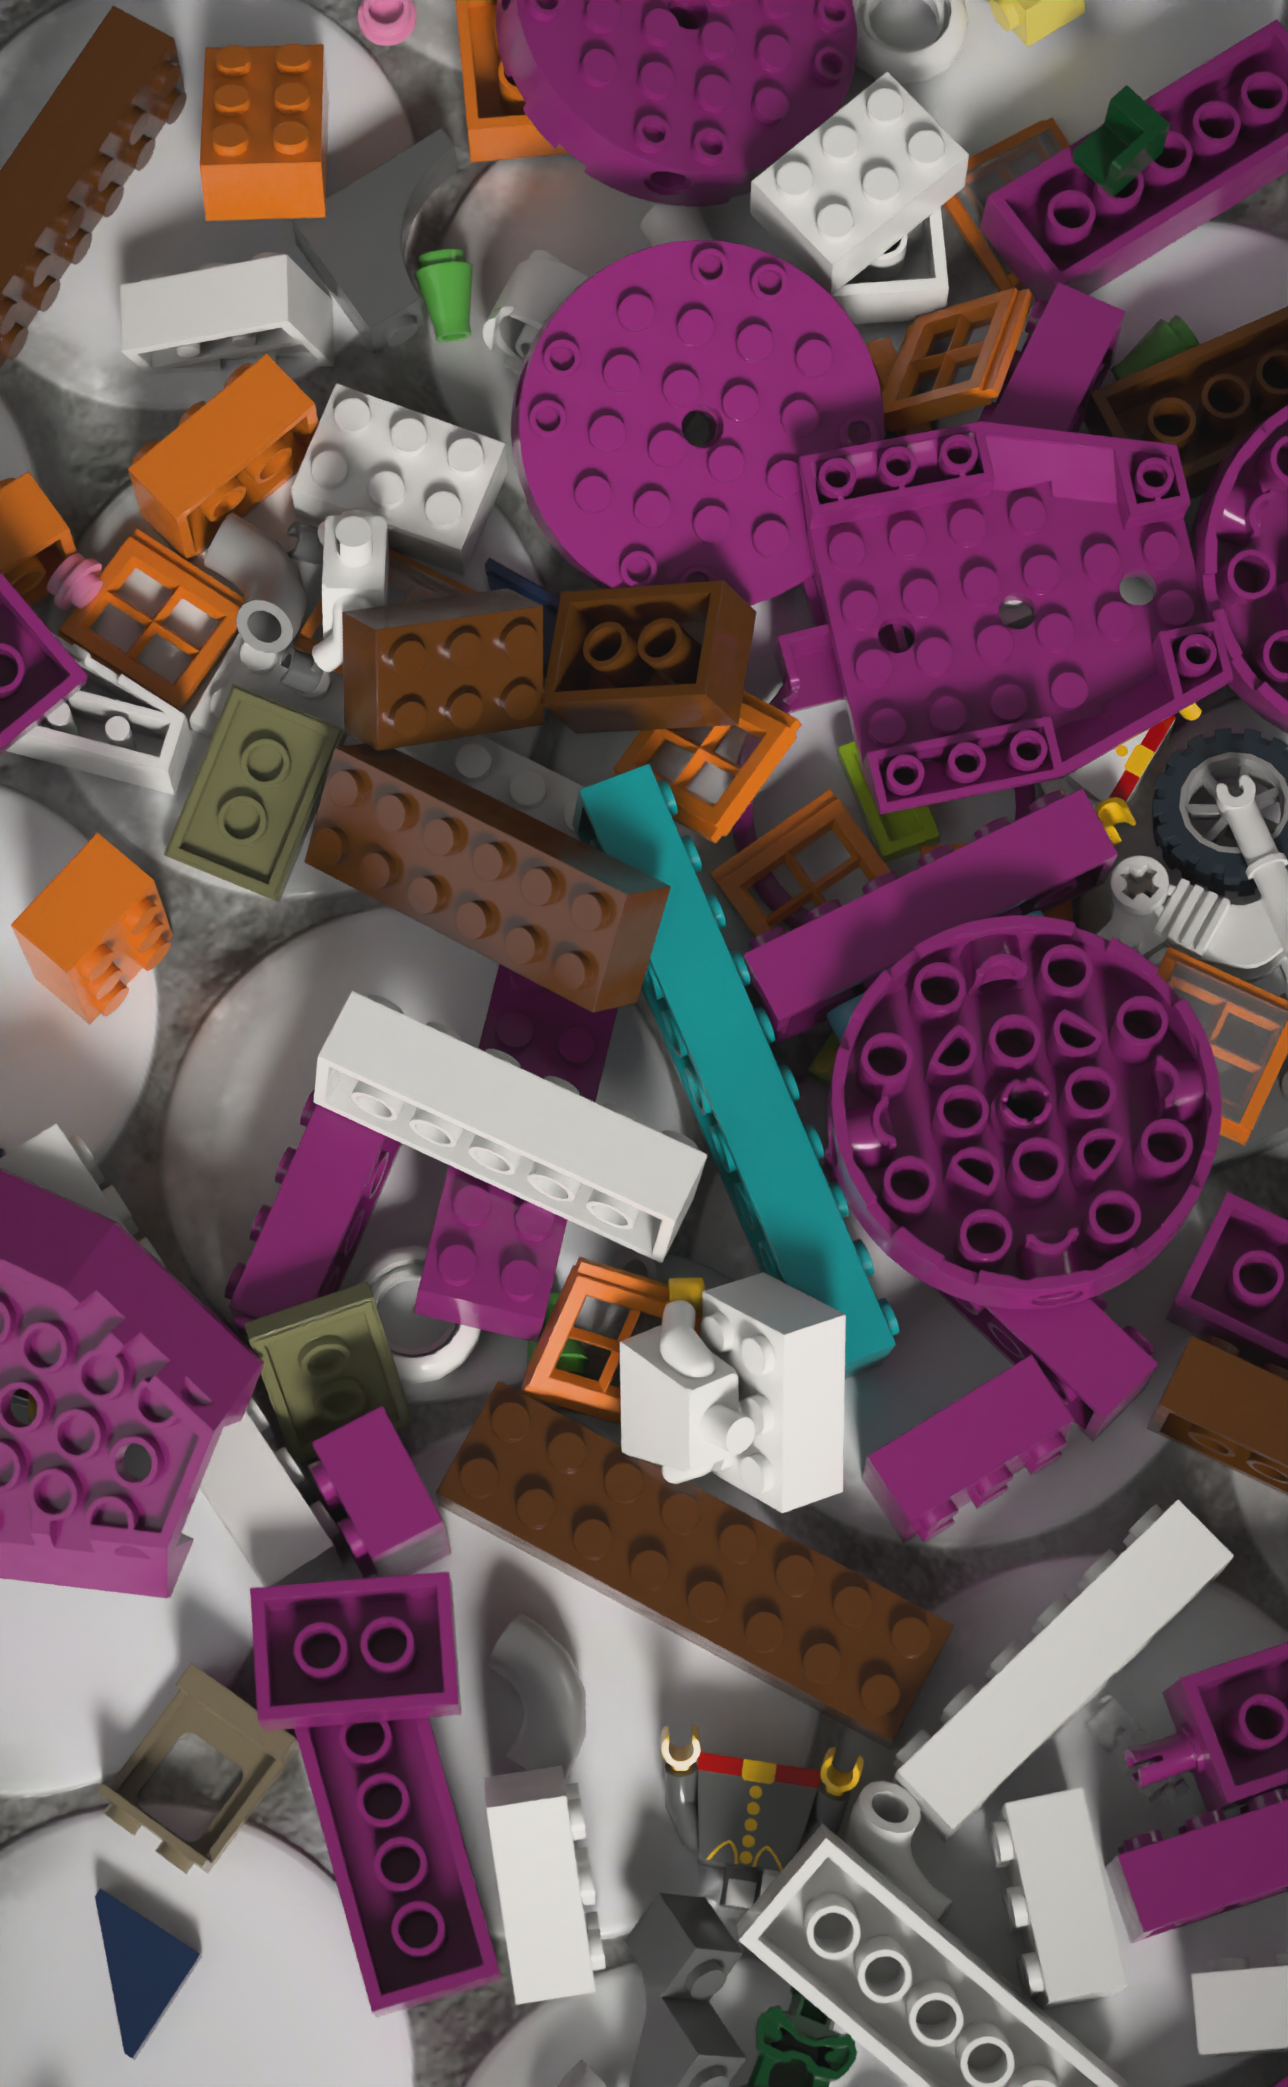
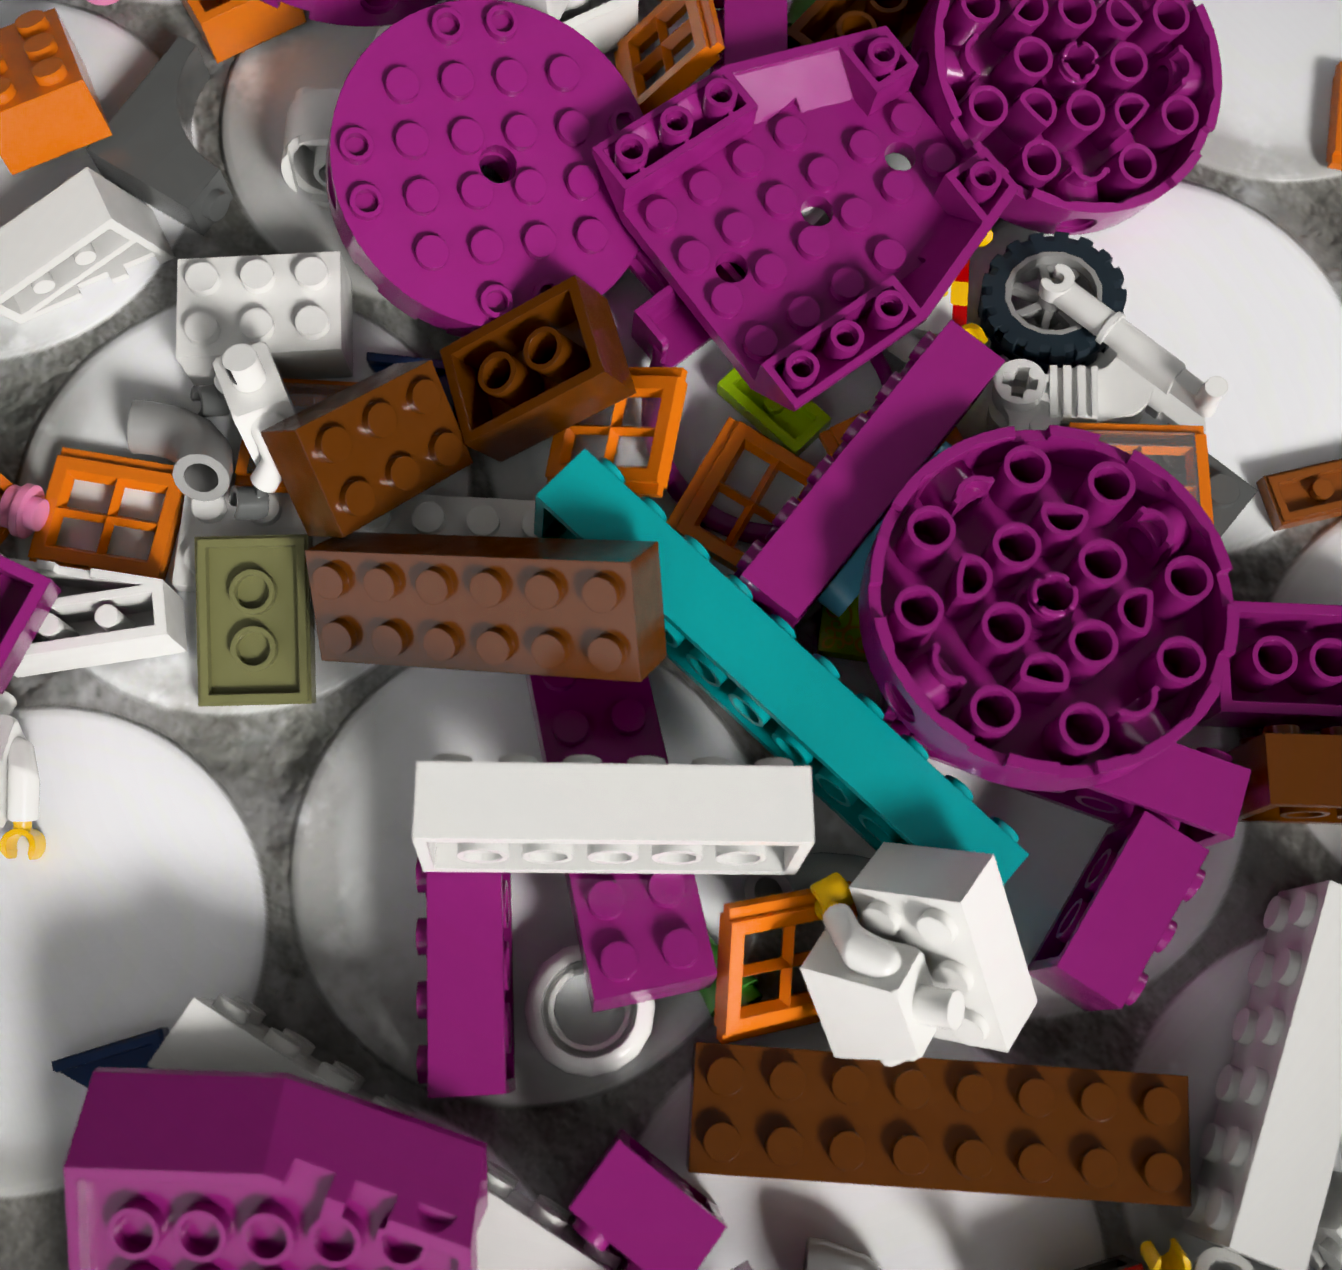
camera: 30 degrees left, 0 degrees up
(94, 930) = (155, 799): orange brick -> none
(224, 456) = (106, 353): orange brick -> none
(327, 1367) = (542, 1108): olive tile -> none
(446, 290) = (240, 162): bright green cone -> none

